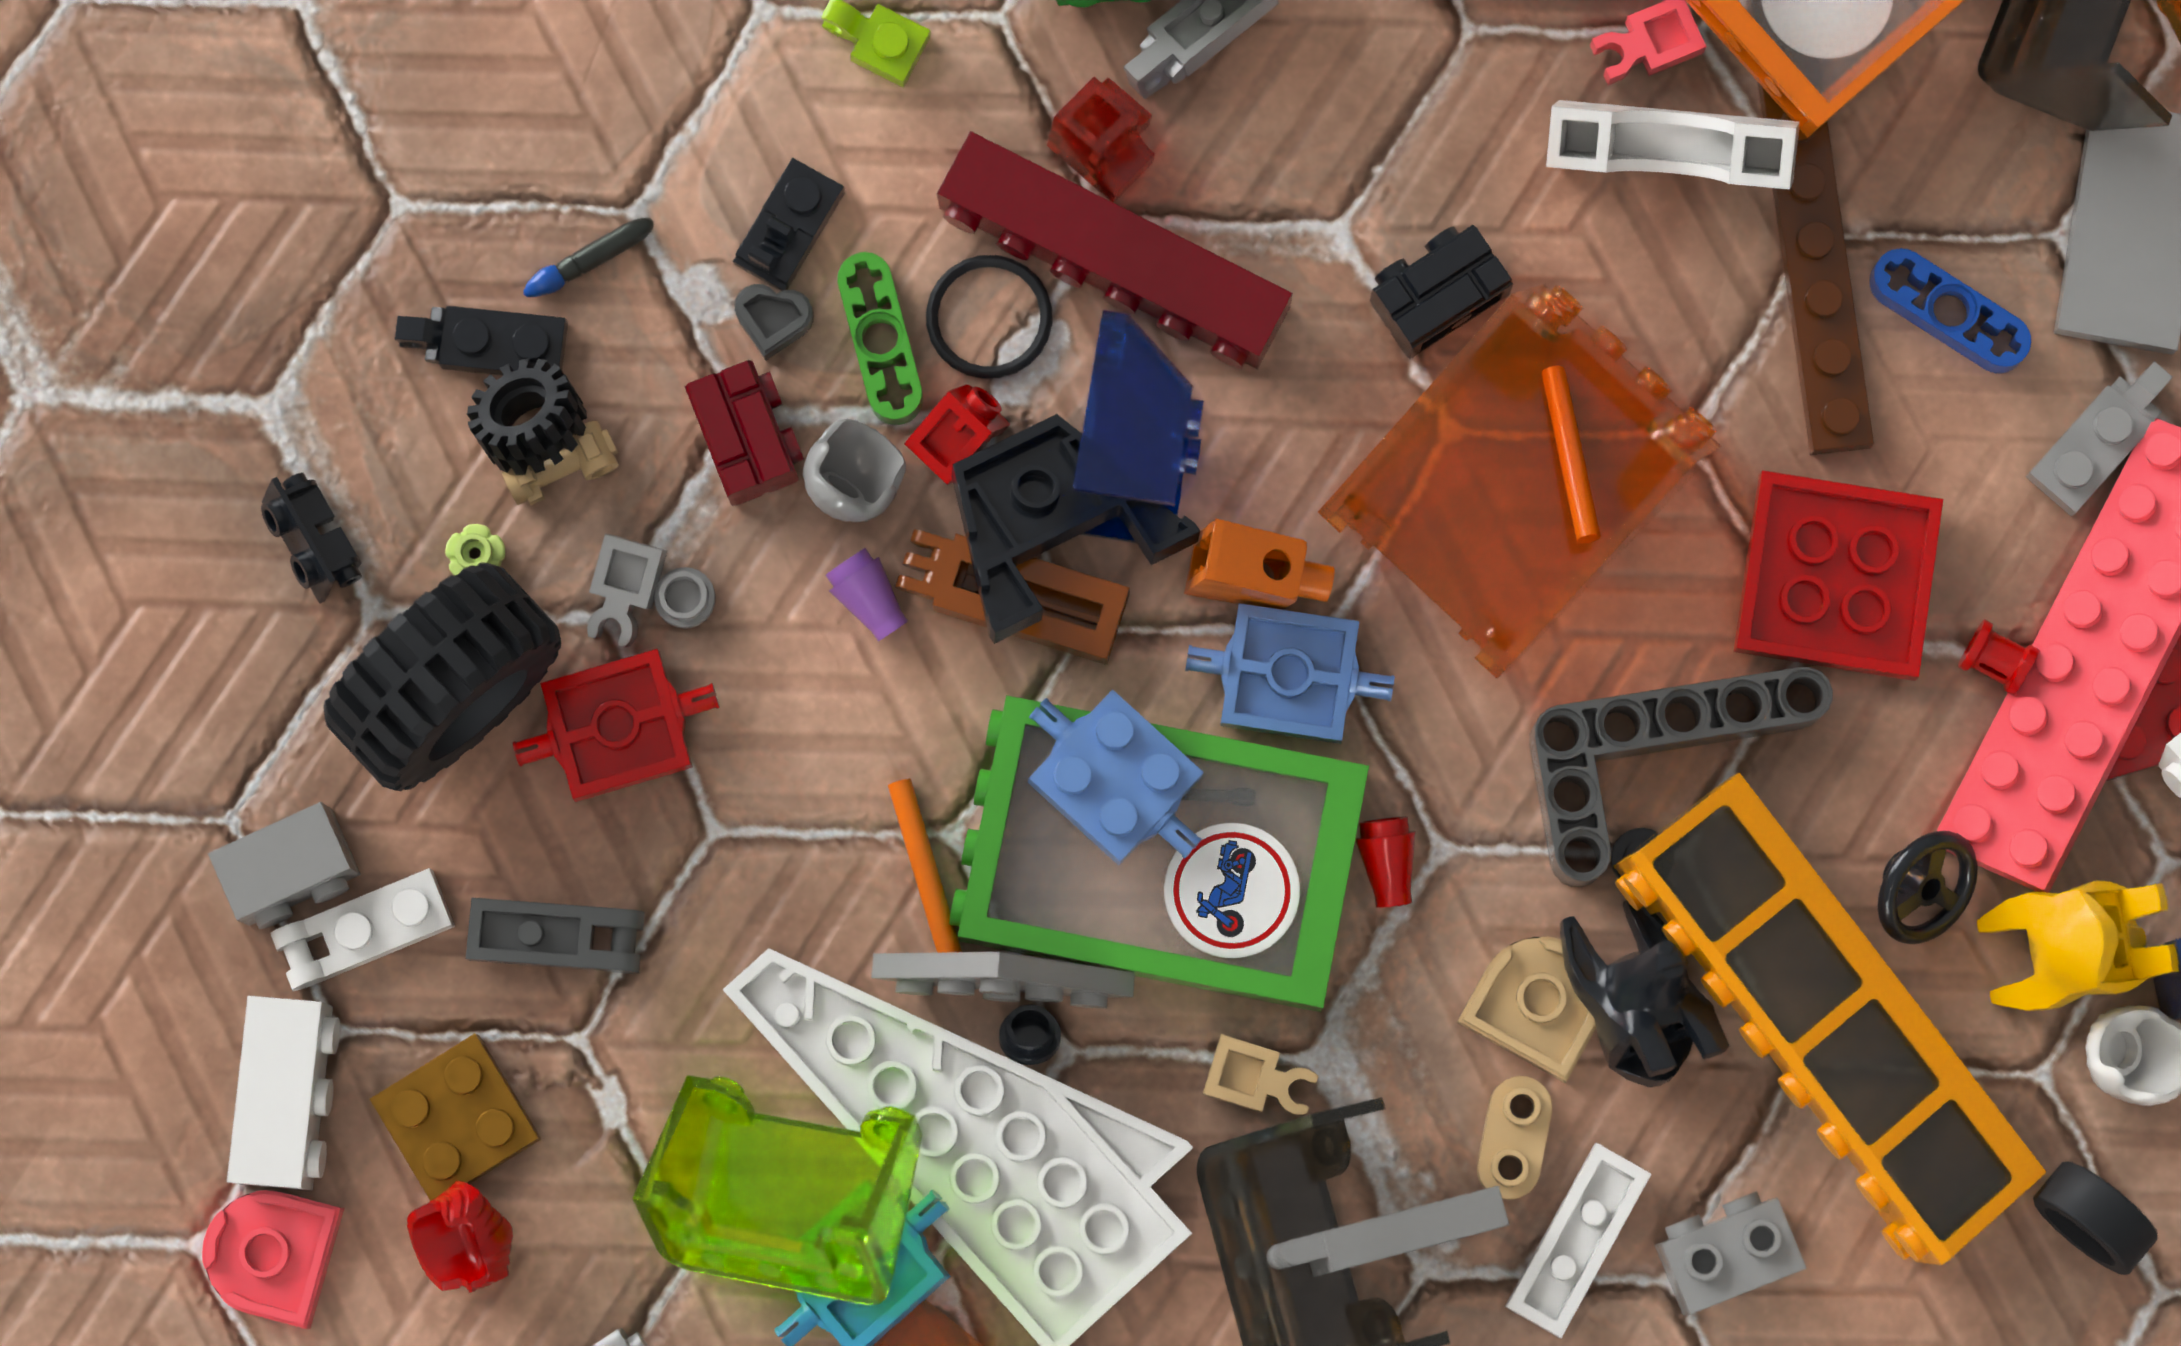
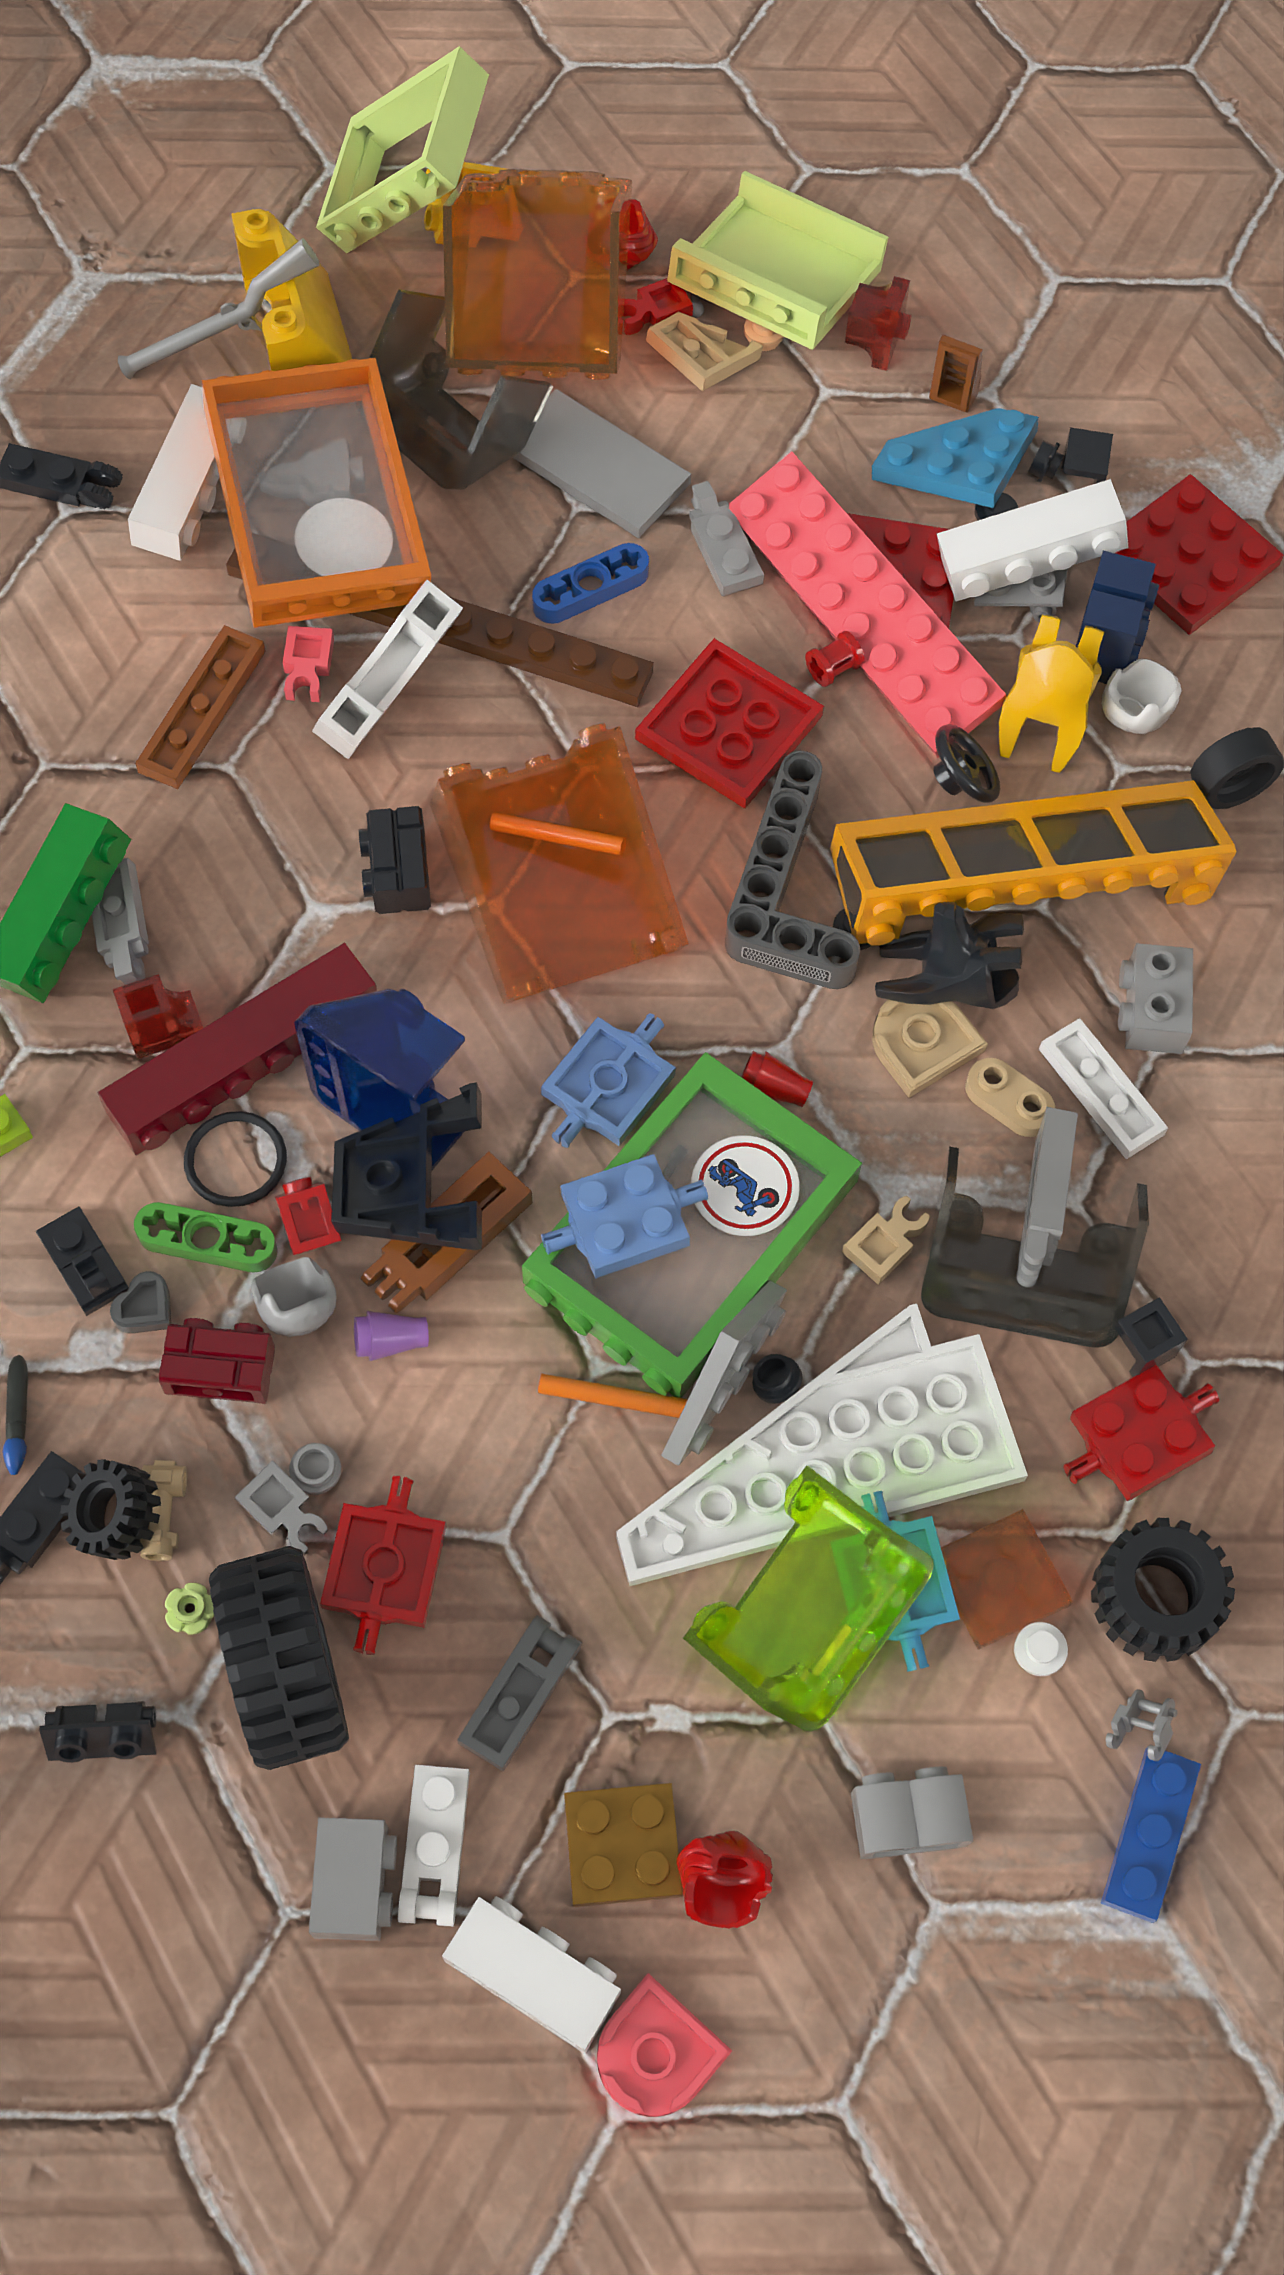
camera: 70 degrees left, 15 degrees down
(1230, 569) = (519, 1063): orange torso -> none

